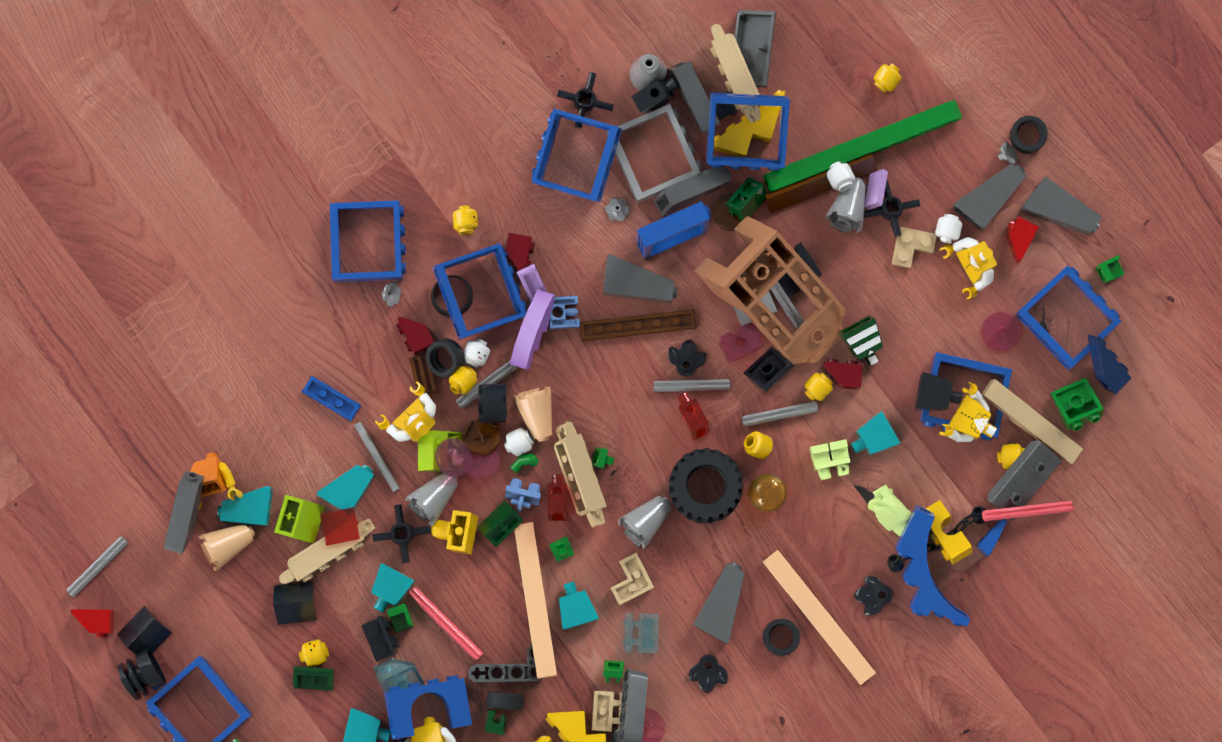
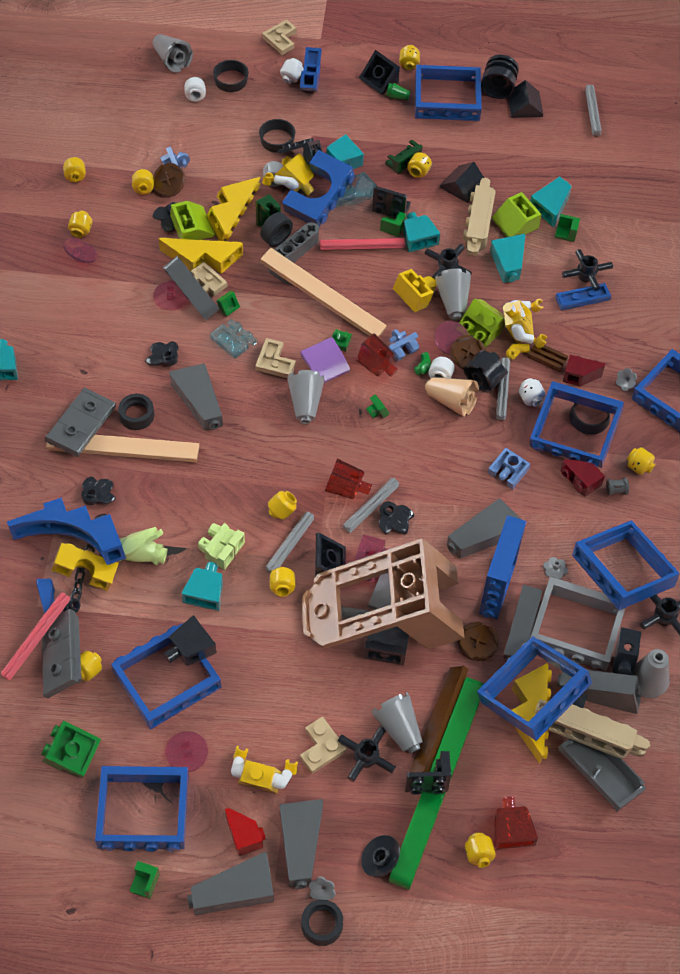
camera: 130 degrees right, 25 degrees down
(95, 620) = (559, 84): red slope -> none
(184, 512) = (583, 156): dark grey slope -> none
(216, 477) = (593, 189): orange torso -> none
(226, 543) = (541, 167): light nougat cone -> none
(269, 470) = (567, 227): none -> green panel
(309, 420) = (587, 269): none -> black bar
(340, 526) = (488, 229): clear red piece -> none
(377, 457) = (517, 291): light grey bar -> none
(433, 361) = (547, 370): black tyre -> none
(442, 405) = (515, 349): none -> yellow arm
(453, 457) = (470, 317): clear pink piece -> none
(463, 380) = (520, 369): yellow head -> none
(500, 523) = (395, 315): dark green hinge -> none
(504, 220) = (611, 489): none -> dark grey bush
(531, 281) = (549, 462): lavender tile -> none
(531, 330) = (517, 436): slope -> none
(576, 607) = (291, 315): teal torso -> none
(579, 474) = (380, 383): tan hinge -> none
(596, 541) = (326, 359): none -> medium lavender slope
(637, 325) = (454, 505): reddish brown tile -> none
(705, 459) = (289, 427): black tyre -> none
(746, 199) = (477, 652): dark green hinge -> none
(767, 493) = (242, 486): clear yellow cylinder -> none
(833, 666) = (80, 422): none -> dark grey container
(840, 176) = (429, 728): white head -> none
(845, 375) = (272, 606): dark red slope -> none
(850, 71) = (513, 826): none -> clear red torso
(863, 339) = (285, 639): dark green torso -> none
(876, 189) = (393, 753): lavender tile -> none
(878, 133) = (434, 782): none -> black bracket
(948, 228) = (307, 781): white head -> none
(957, 141) = (380, 856): none -> black dish
(970, 418) = (145, 648): torso -> none
(1031, 421) = (96, 700): tan slope -> none
(1107, 369) = (66, 795): dark blue slope -> none

